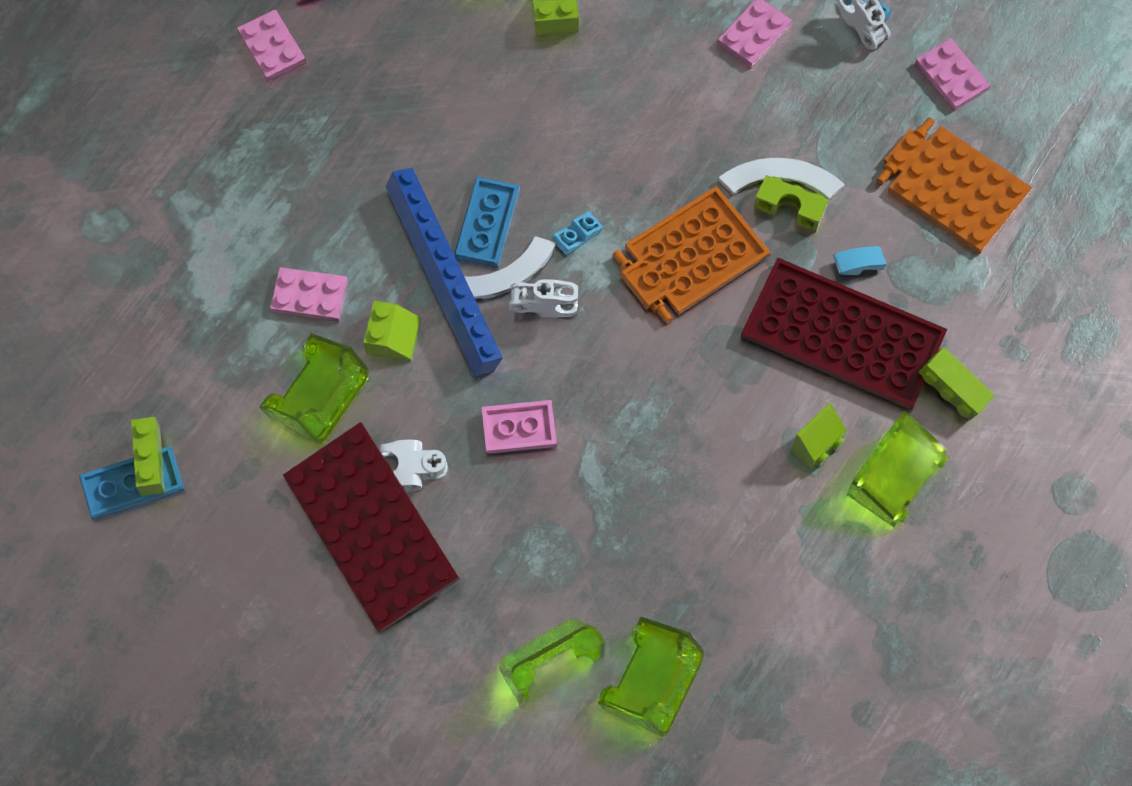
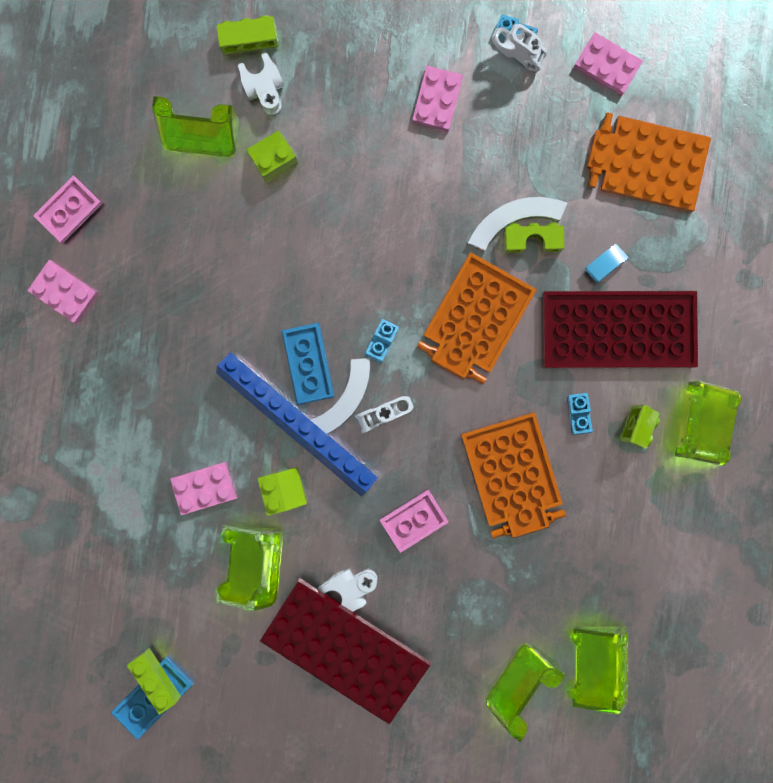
camera: 25 degrees left, 20 degrees up
(652, 430) = (513, 476): none -> orange plate
(758, 400) = (580, 414): none -> medium azure slope
(956, 383) = (723, 335): lime brick -> none

